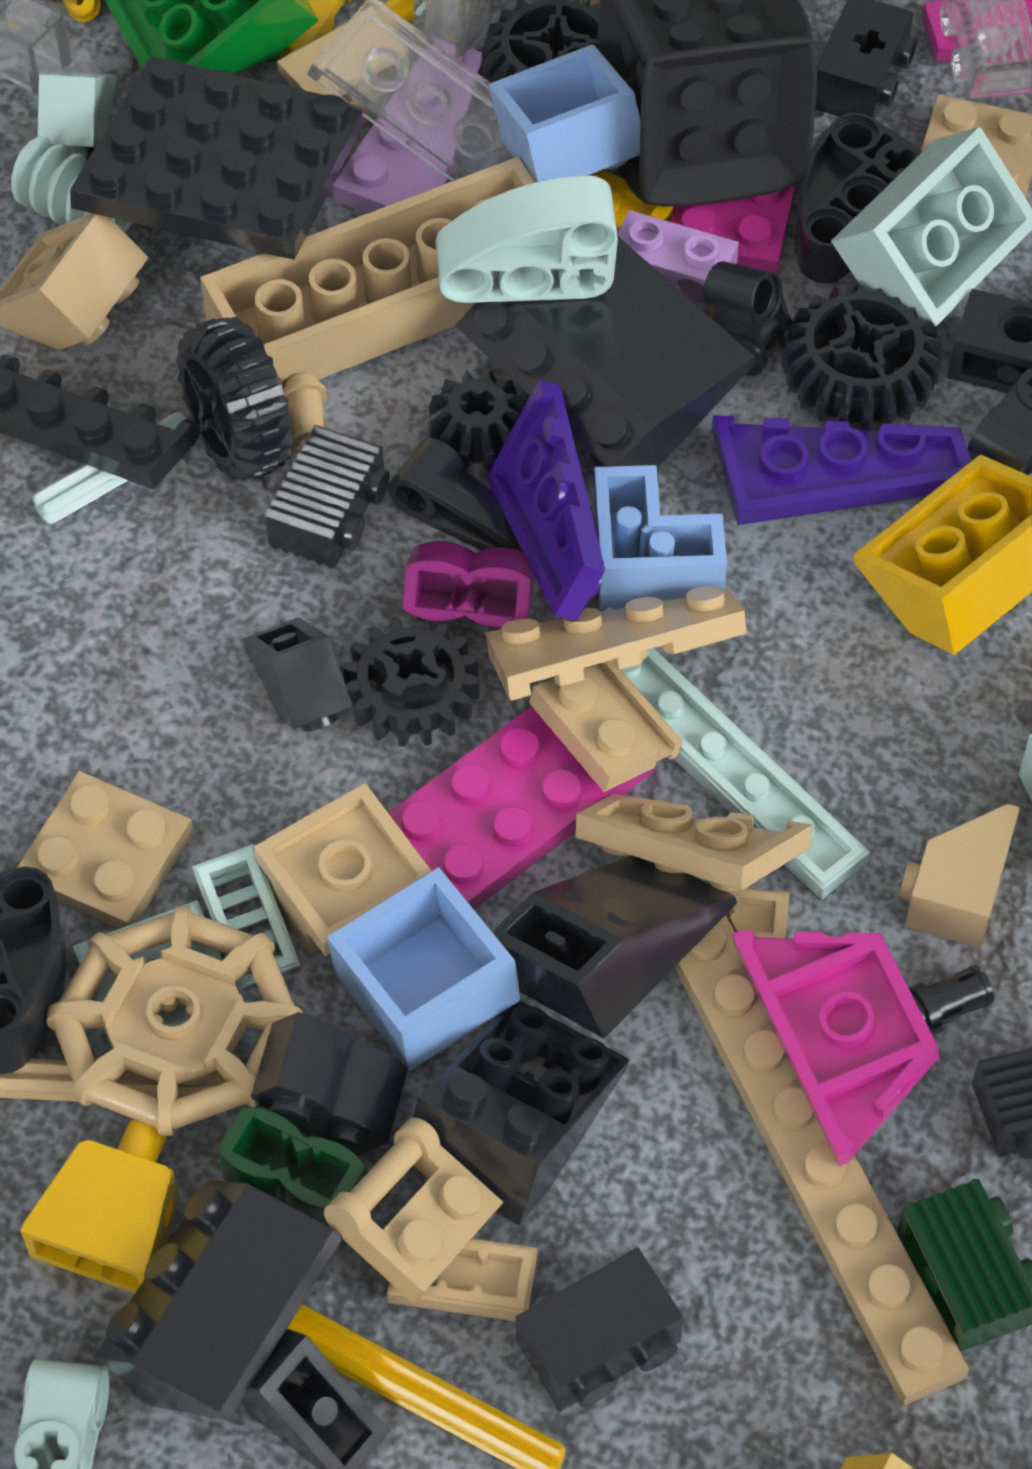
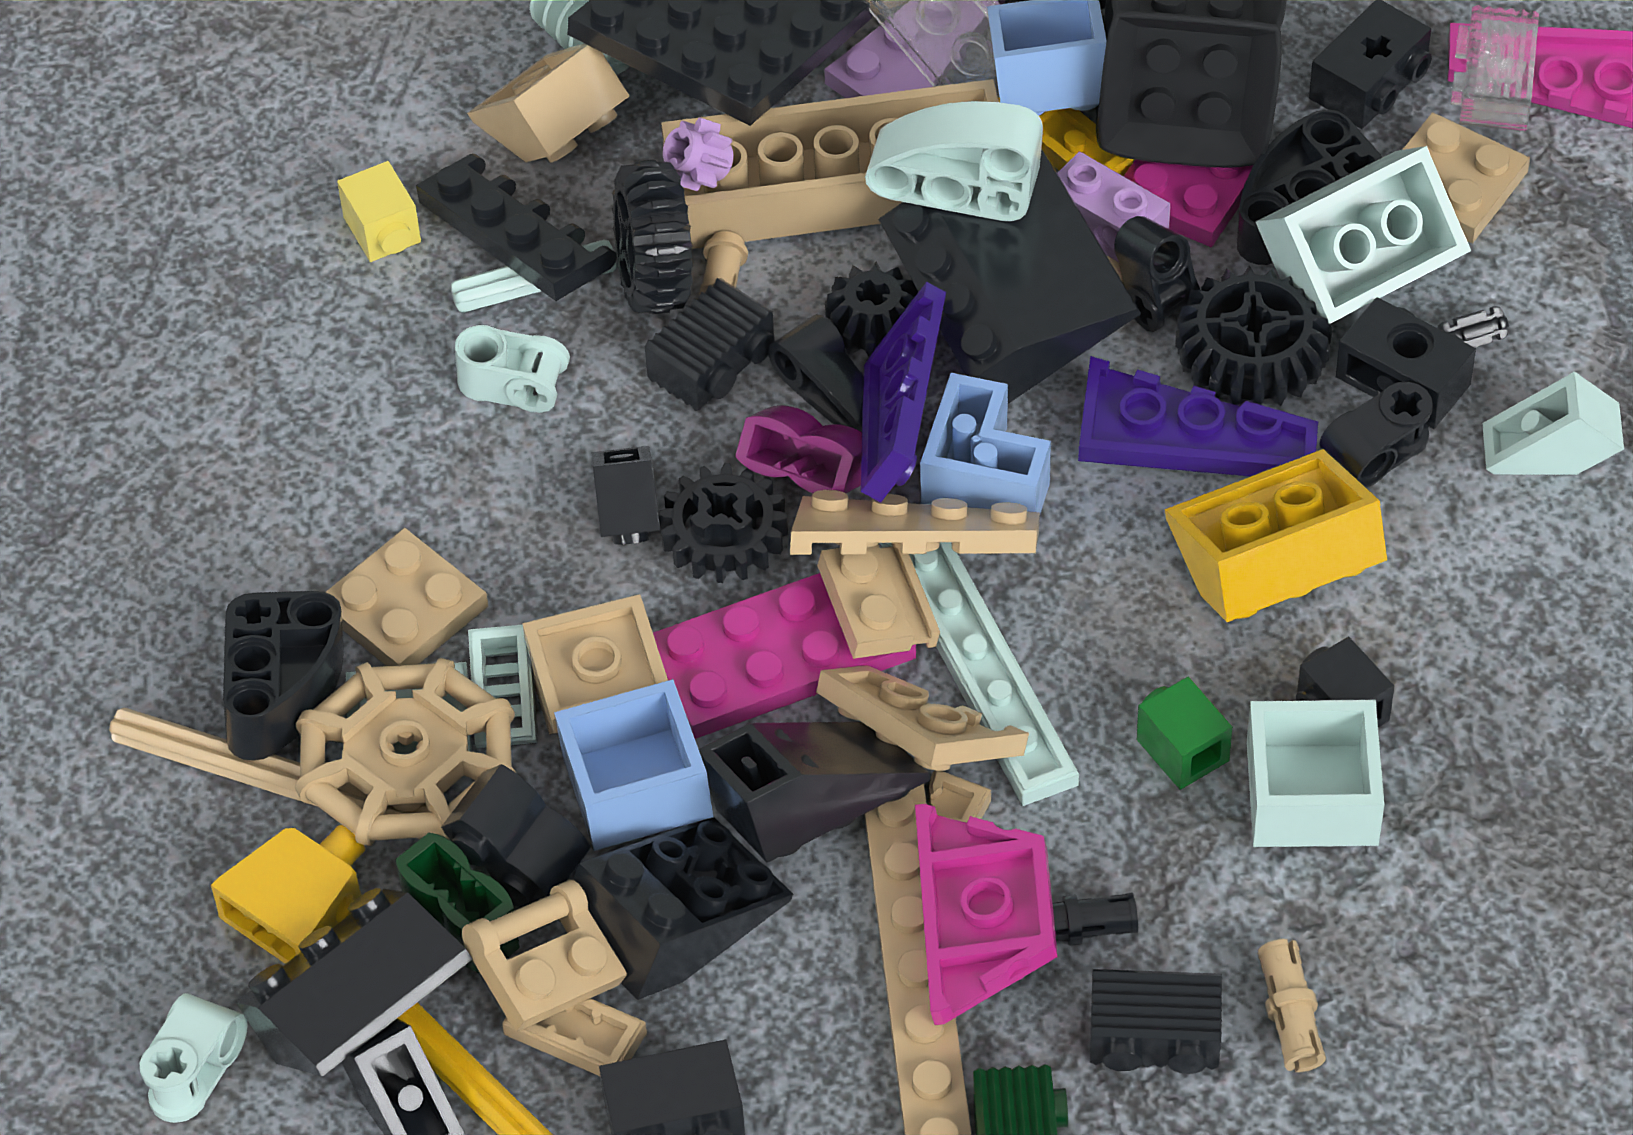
camera: 20 degrees right, 5 degrees down
(128, 571) = (506, 367): none -> light aqua piece
(260, 299) = (699, 153): none -> lavender gear
(956, 777) = (1183, 732): none -> green brick
(959, 878) = (1152, 814): tan slope -> none

